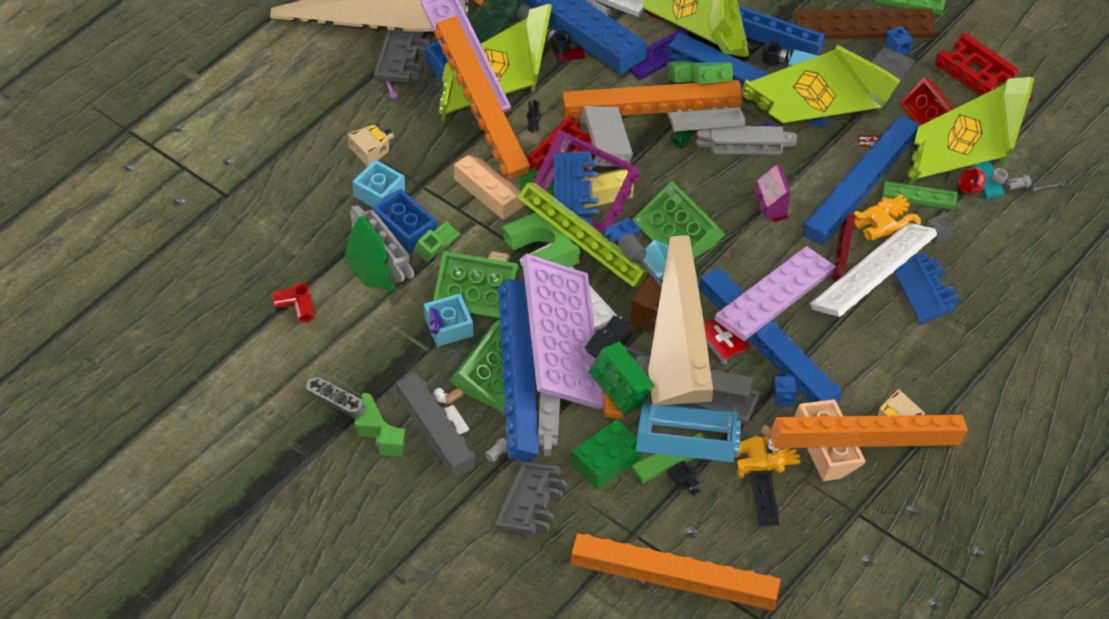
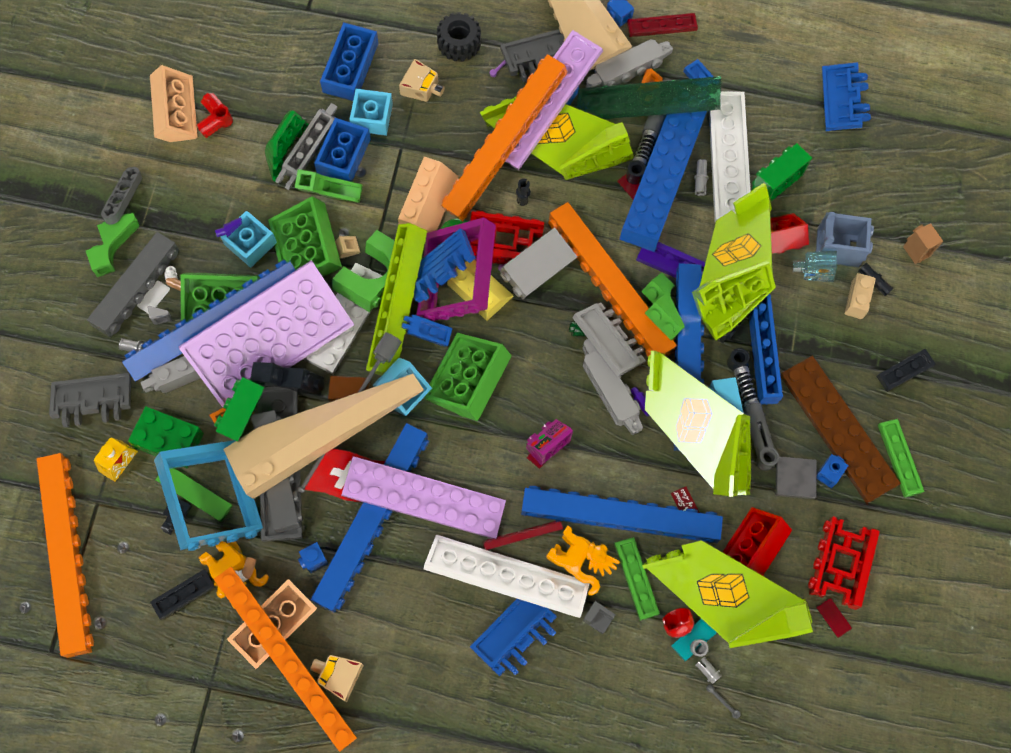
camera: 60 degrees right, 20 degrees up
(261, 328) = (173, 105): none -> light nougat slope
(315, 181) = (349, 61): none -> blue brick
(344, 98) = (456, 25): none -> black tyre
(478, 418) = (158, 315): none -> light grey slope
(606, 498) = (114, 458): none -> yellow torso

